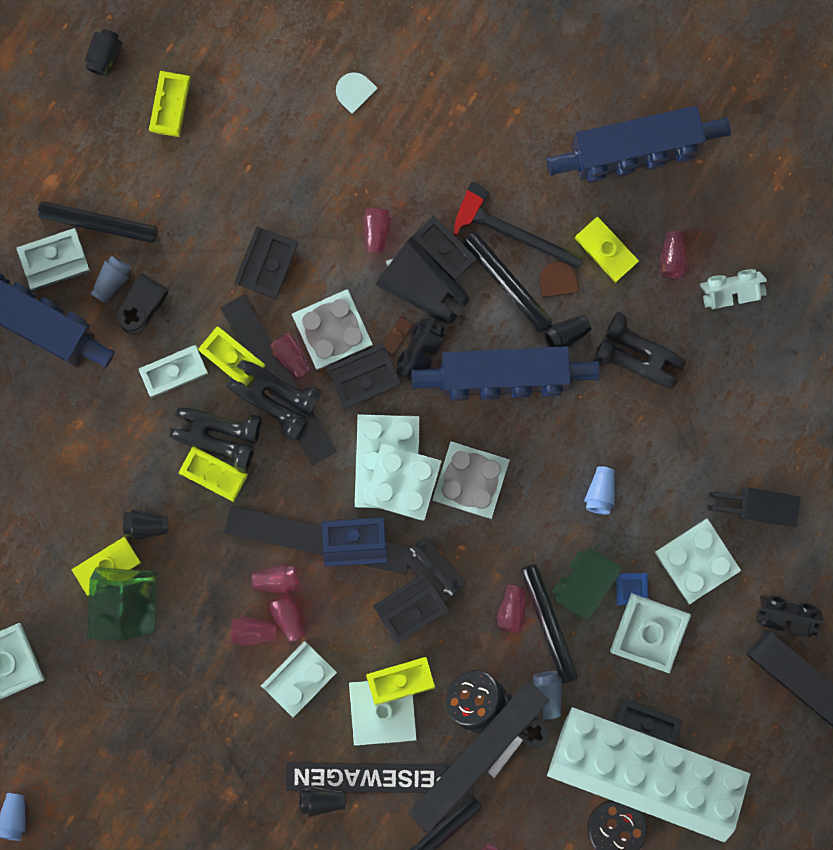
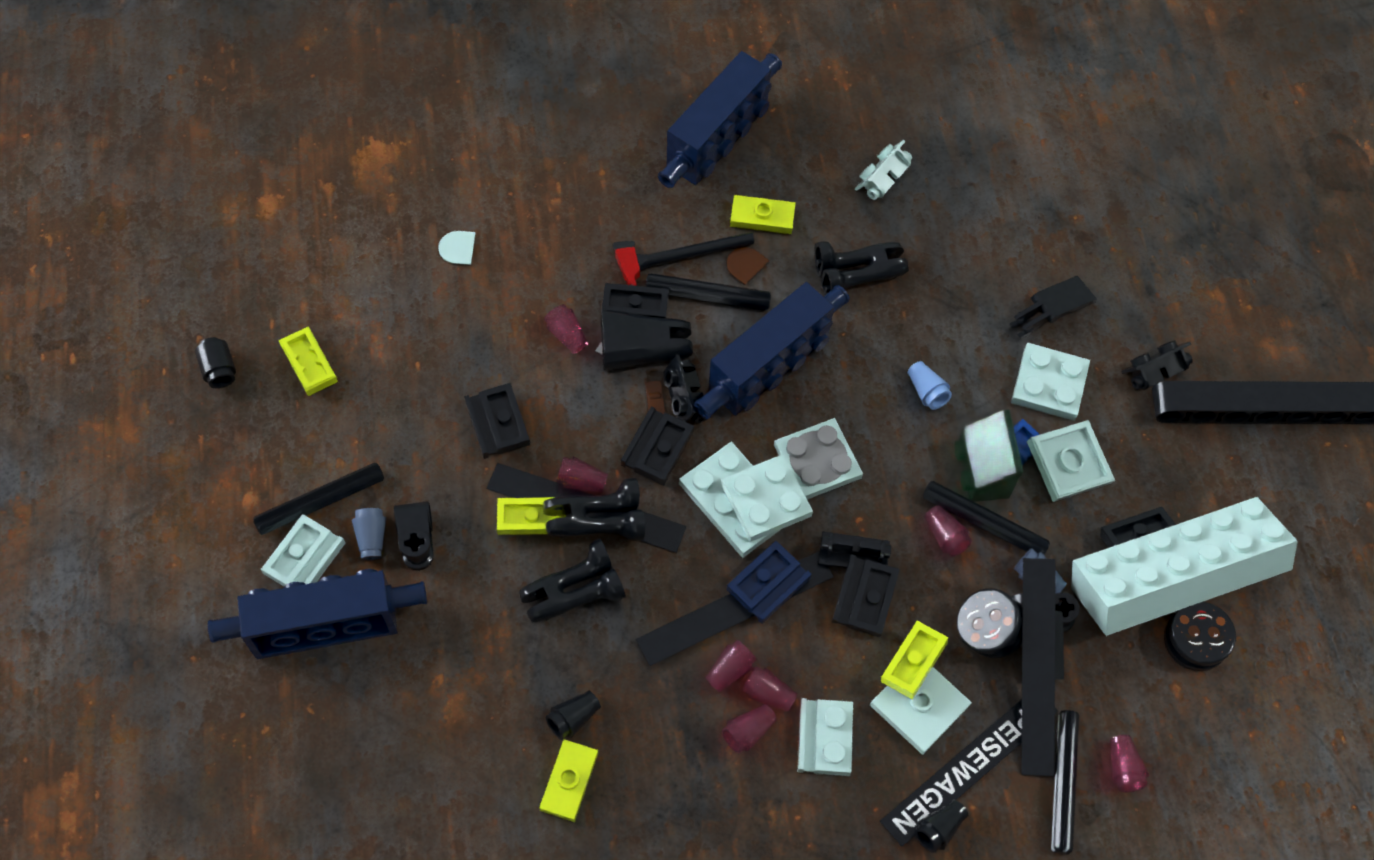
camera: 40 degrees left, 20 degrees down
(121, 604) = (612, 797): clear green slope -> none
(173, 371) = (489, 566): light aqua plate -> none
(213, 474) = (598, 622): neon yellow plate -> none
(332, 330) = (598, 432): light grey piece -> none
(567, 332) = (788, 285): black cone -> none
(673, 257) = (818, 180): clear pink cone -> none

